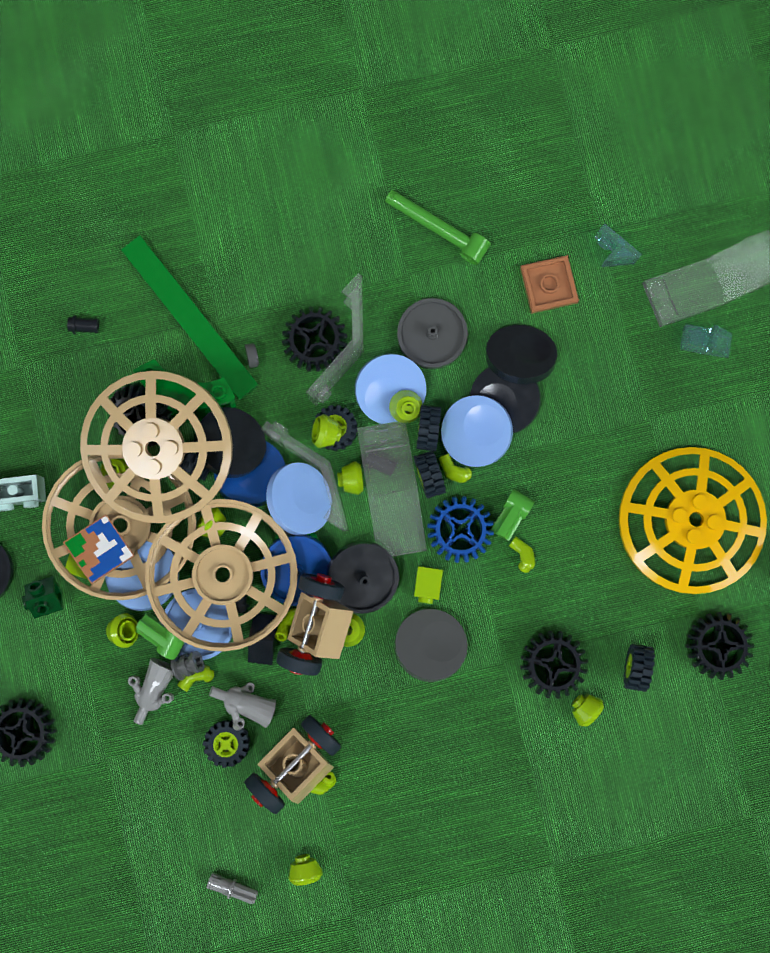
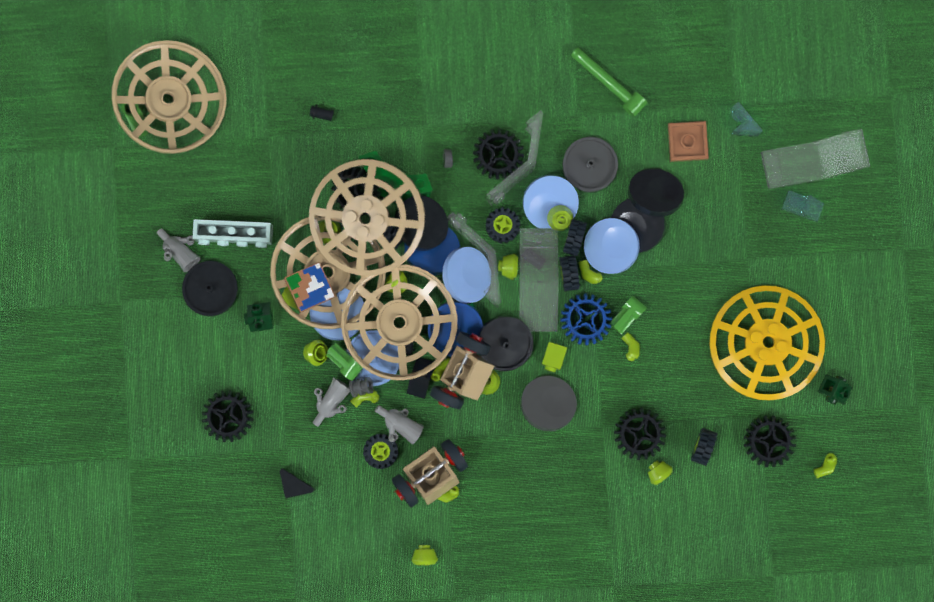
camera: 15 degrees right, 0 degrees up
(121, 807) = (293, 485): none -> black slope
(189, 317) = (404, 120): green tile -> none
(231, 888) = (367, 561): light grey axle -> none
(325, 431) = (495, 227): lime cone -> none

